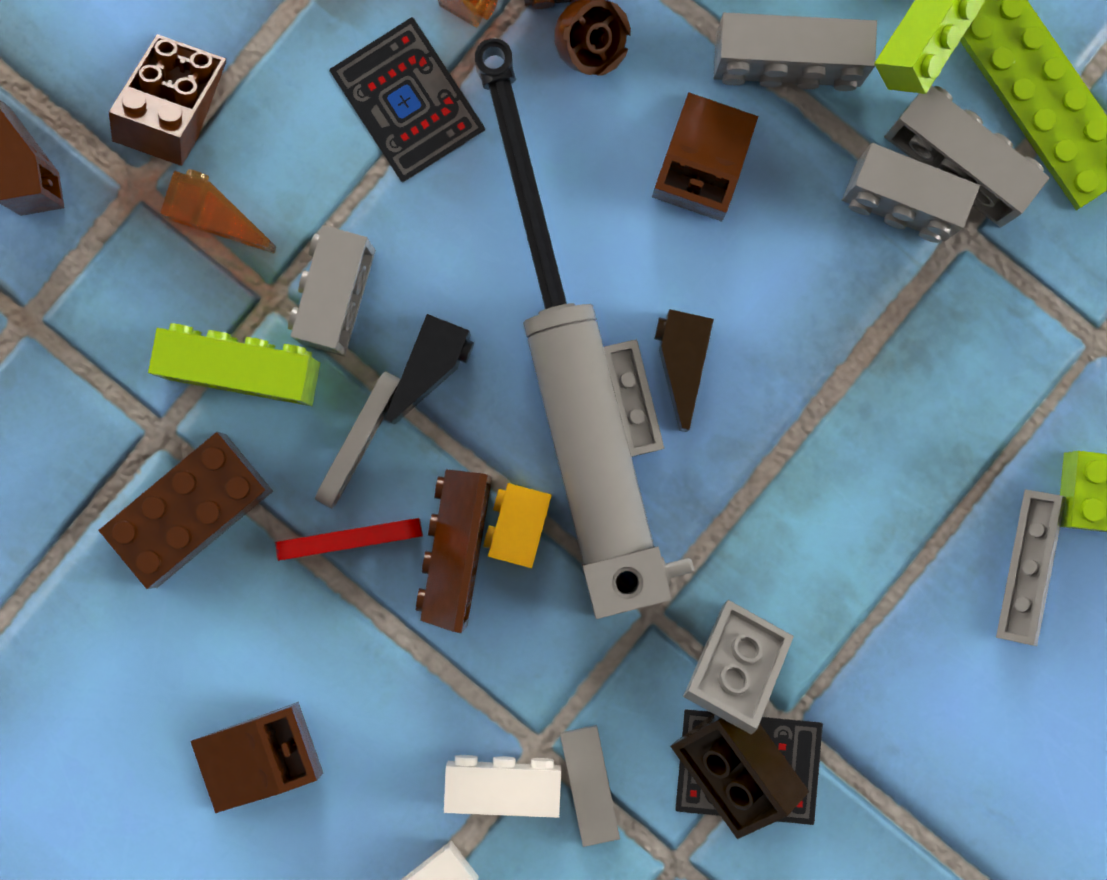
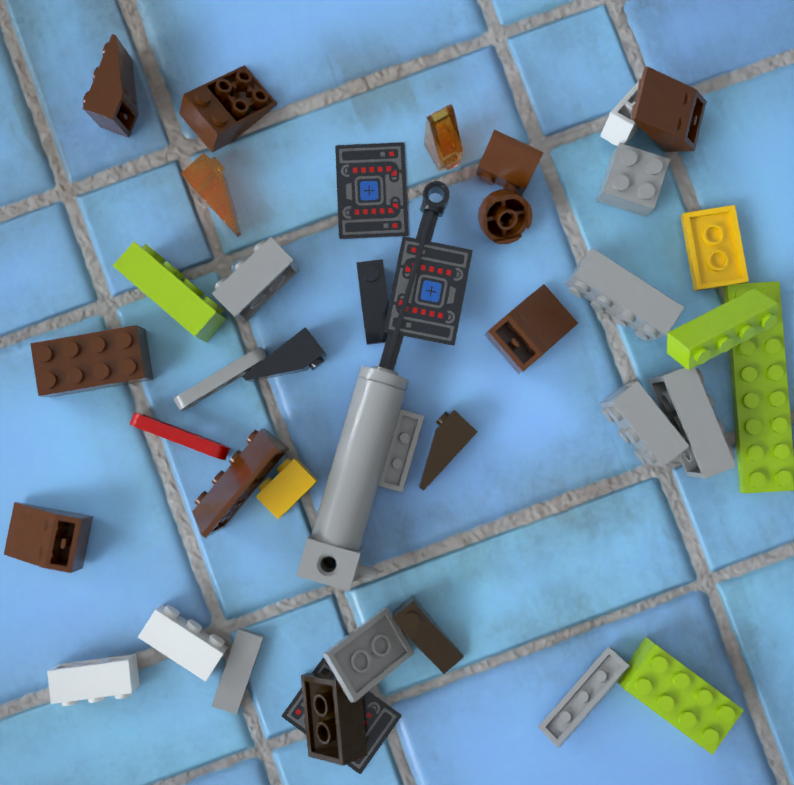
camera: 30 degrees right, 0 degrees up
(491, 233) = (373, 300): none -> black slope
(563, 177) = (436, 291): none -> black sticker
(796, 604) = (426, 634): none -> dark brown slope

